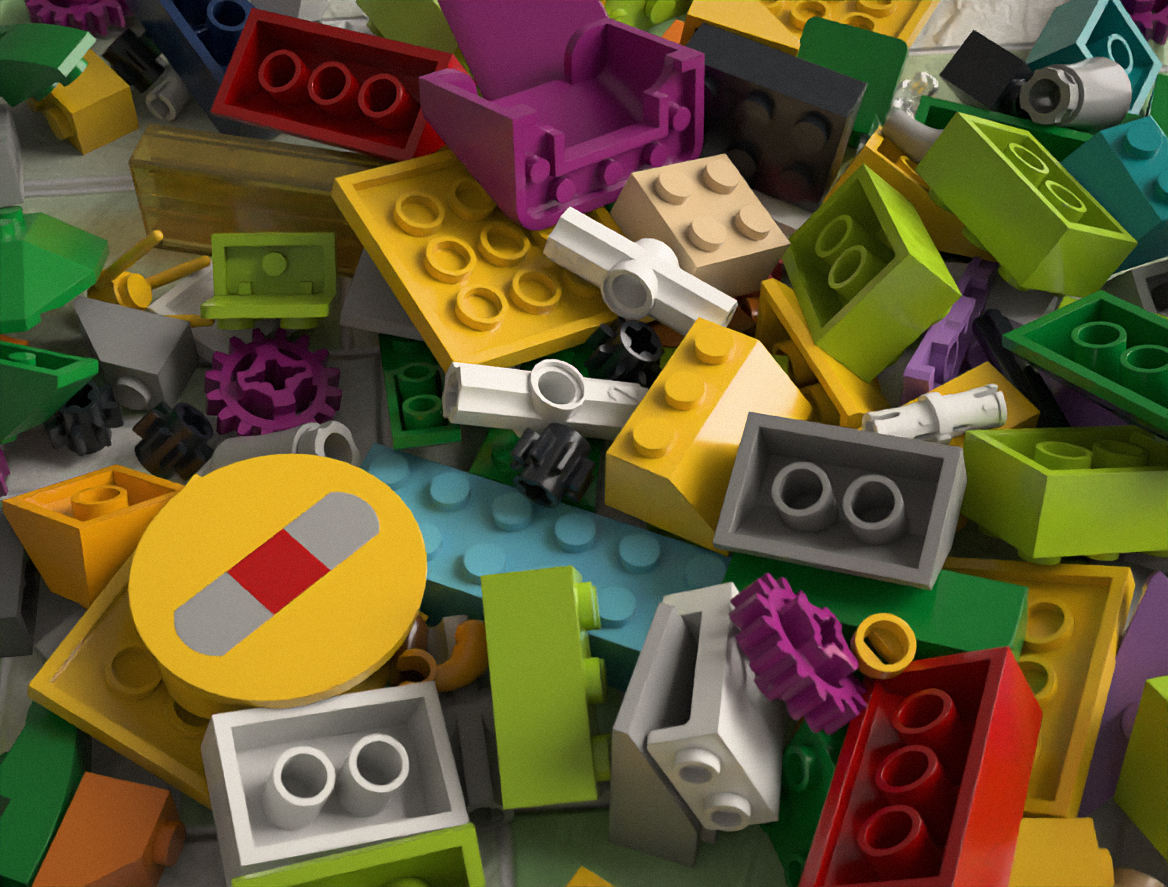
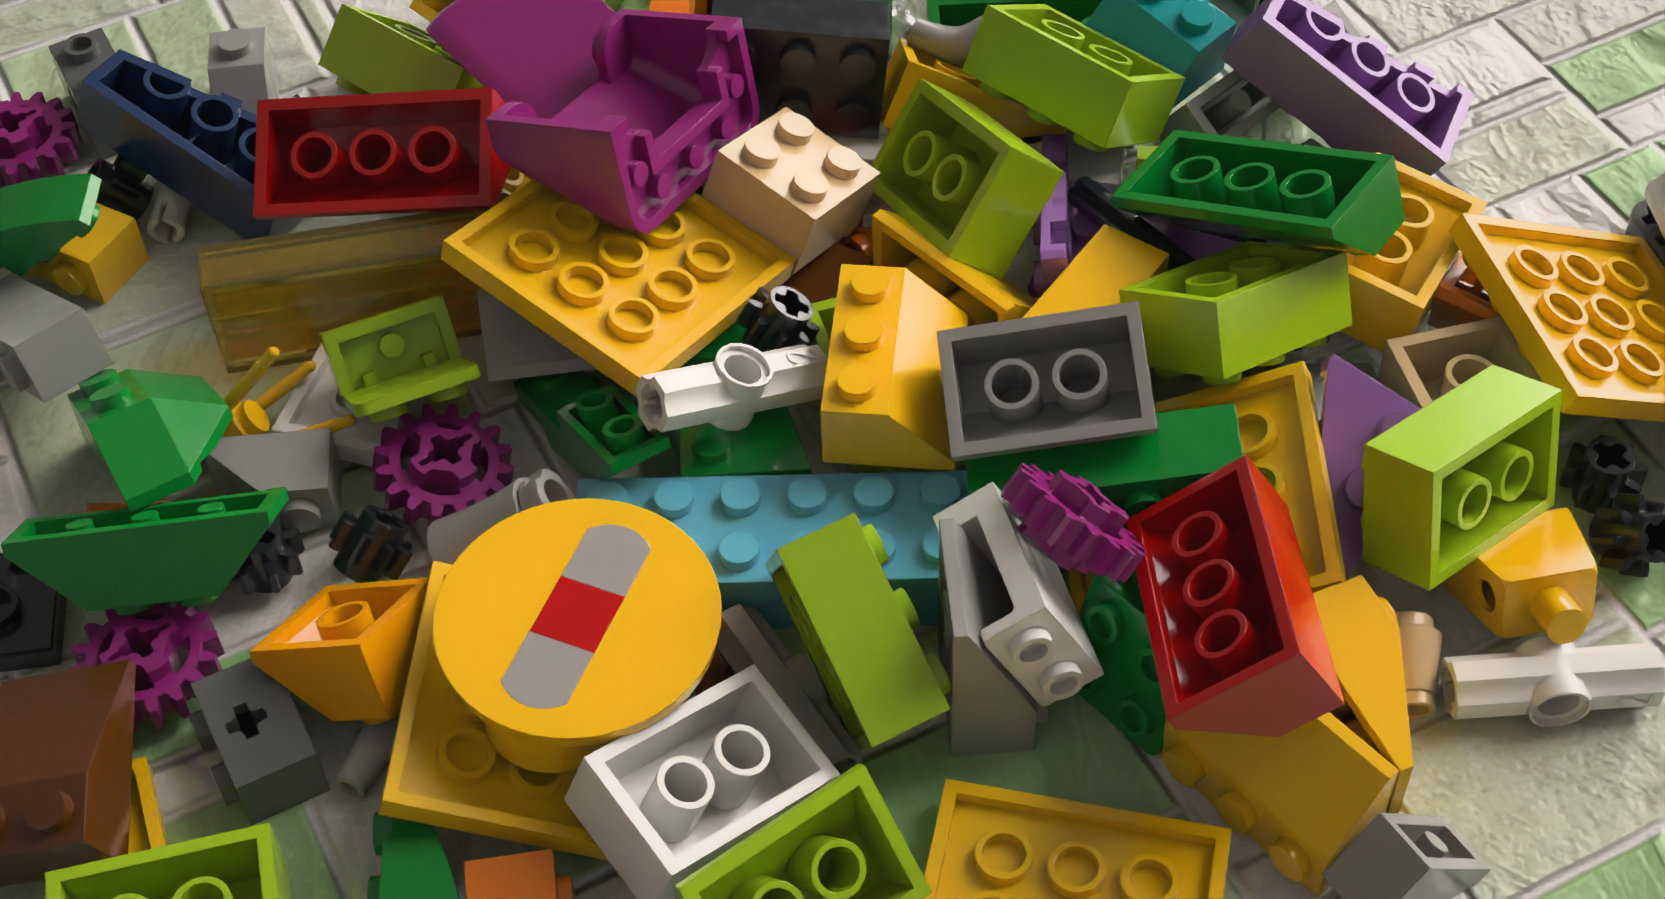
camera: 20 degrees left, 0 degrees up
(464, 665) = (765, 636): light orange arm -> none
(552, 465) = (765, 441): black gear -> none
(635, 276) = (739, 240): white piece -> none
(892, 641) = (1139, 492): yellow hinge -> none
(941, 417) = (1092, 283): white pin -> none

